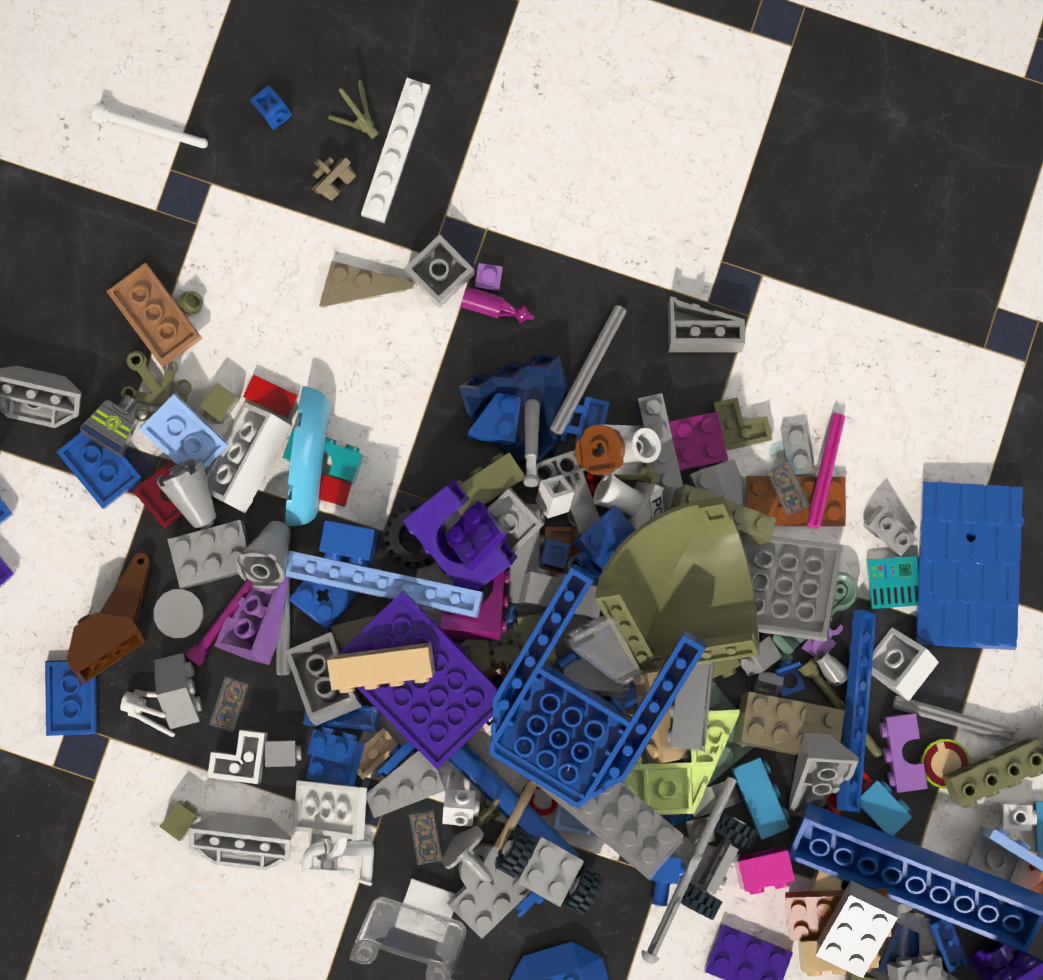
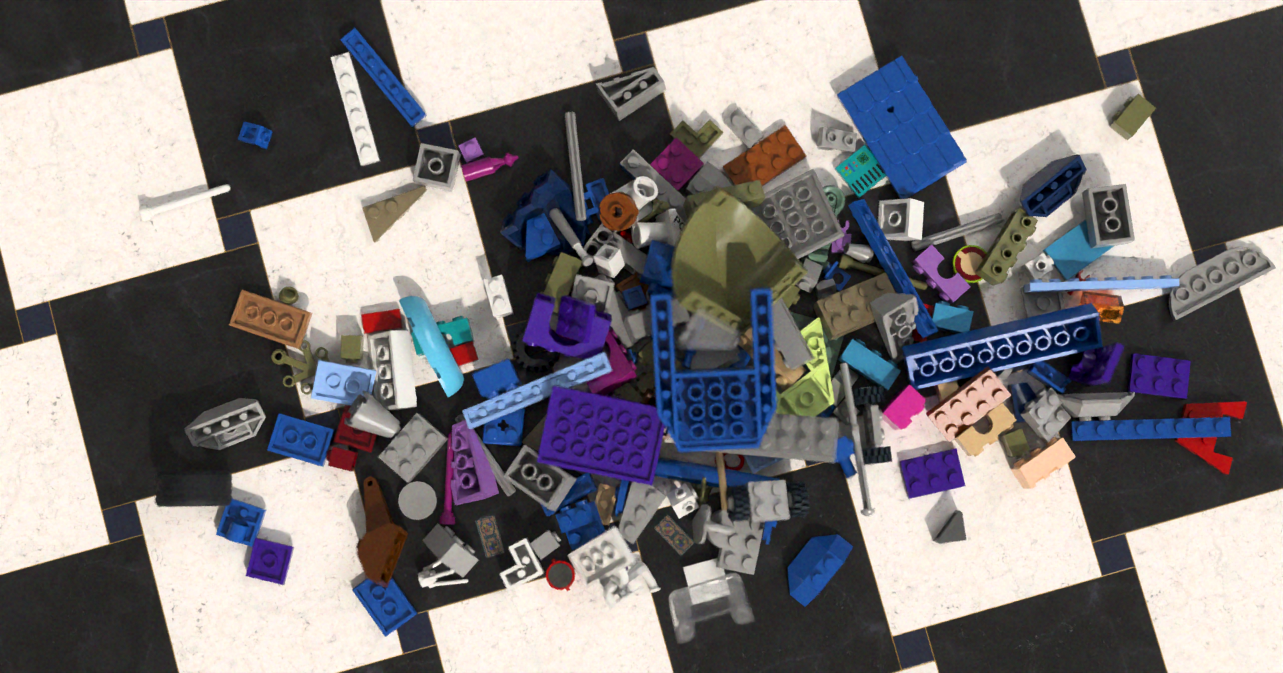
camera: 30 degrees left, 0 degrees up
(112, 425) = (292, 408): dark grey torso -> none
(129, 514) = (342, 458): none -> dark red brick
(180, 819) = (509, 631): olive brick -> none
(240, 841) = (557, 618): light grey wedge -> none
(266, 557) = (450, 424): light grey cone -> none
(275, 797) = (560, 575): none -> pearl dark grey piece
(340, 169) = (327, 145): dark tan hips -> none
(364, 121) = (322, 103): olive plant -> none
(381, 667) = (572, 443): tan brick -> none
(411, 454) = (498, 296): none -> white brick
(448, 137) = (383, 77): none -> blue plate
(787, 488) = (754, 156): clear light blue tile -> none
(825, 471) = (770, 129): dark pink axle -> none
(857, 929) = (986, 404): brick -> none

